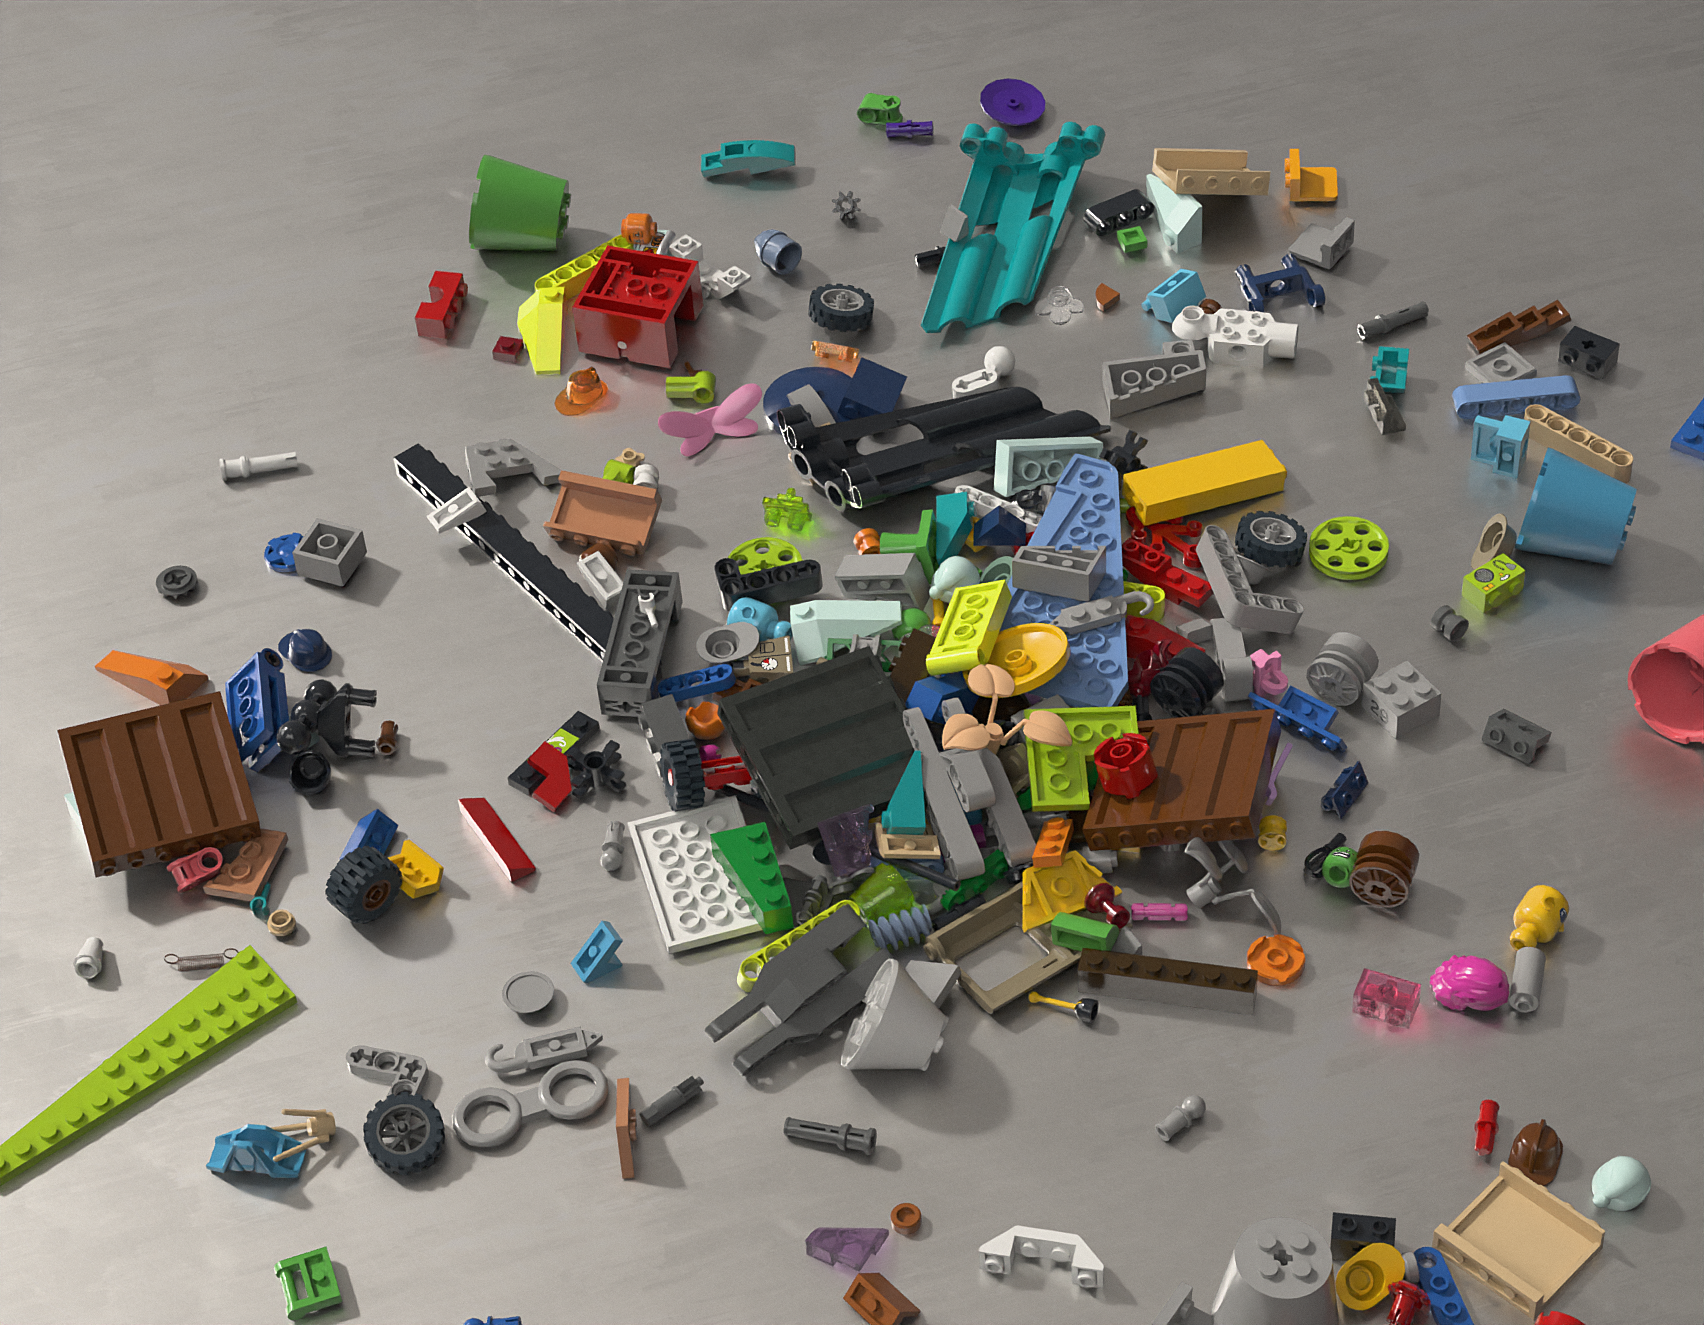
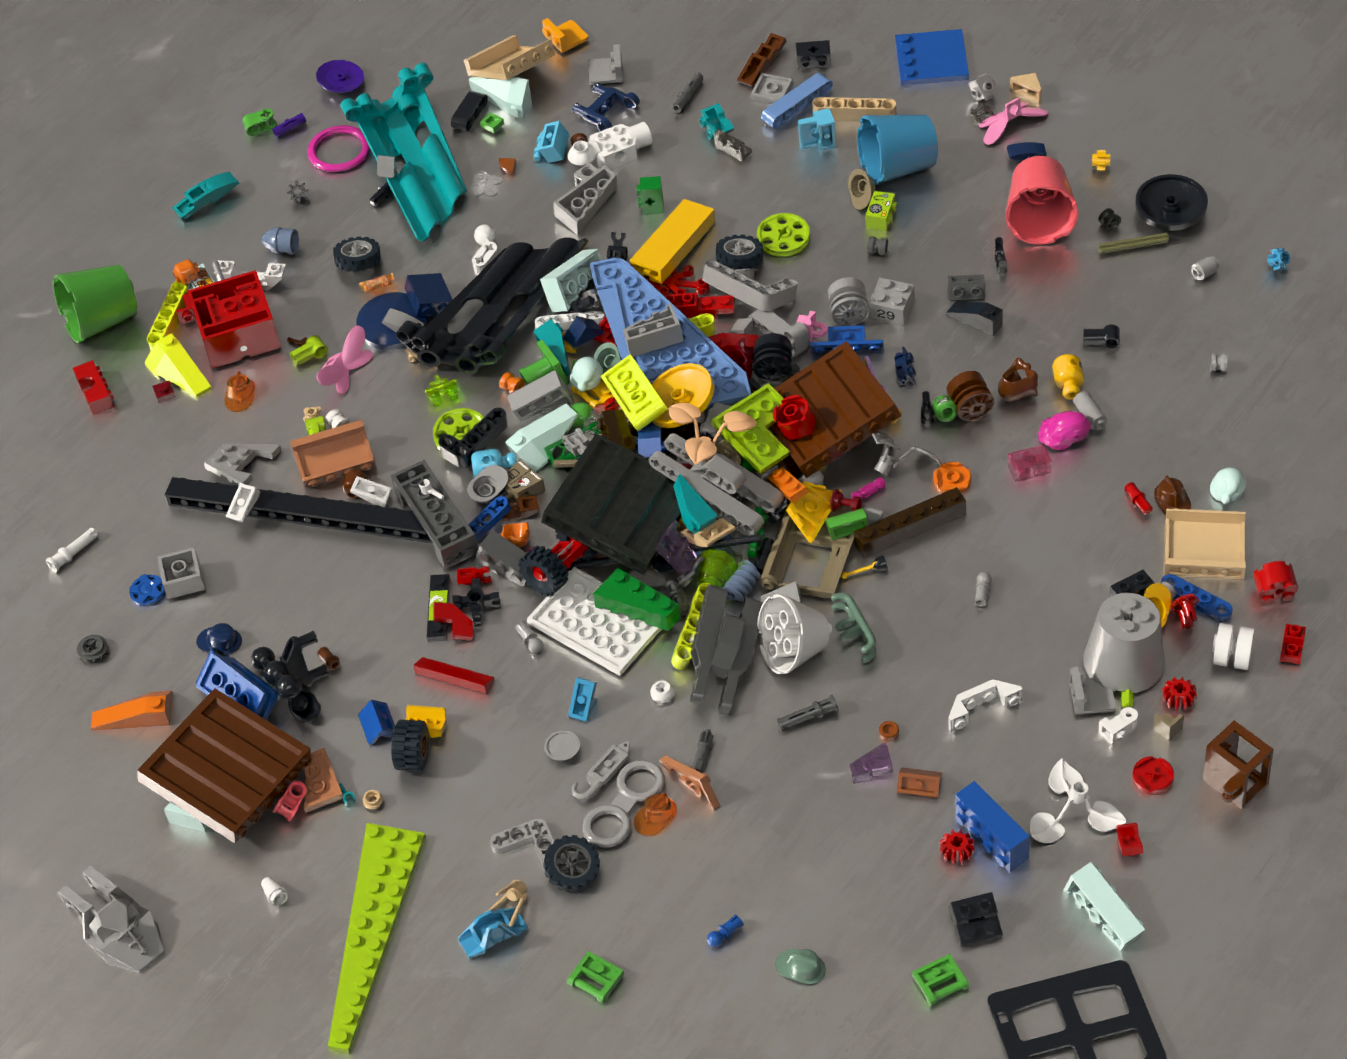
camera: 35 degrees left, 5 degrees up
(198, 960) = (347, 853): piece -> none
(553, 1139) = (654, 814): none -> clear orange piece
(621, 735) = (465, 575): none -> red plate
(694, 1009) = (665, 696): none -> white plate
(924, 161) = (343, 166): none -> dark pink wedge
(981, 1066) = (854, 625): none -> sand green piece
(1100, 612) = (695, 343): light grey plate -> none
(1227, 415) = (650, 195): none -> green brick
(1459, 887) = (1013, 388): none -> reddish brown piece
(1496, 779) = (978, 315): none -> black slope
(1599, 715) = (1001, 265): none -> black cap
(1639, 900) = (1108, 336): none -> black piece

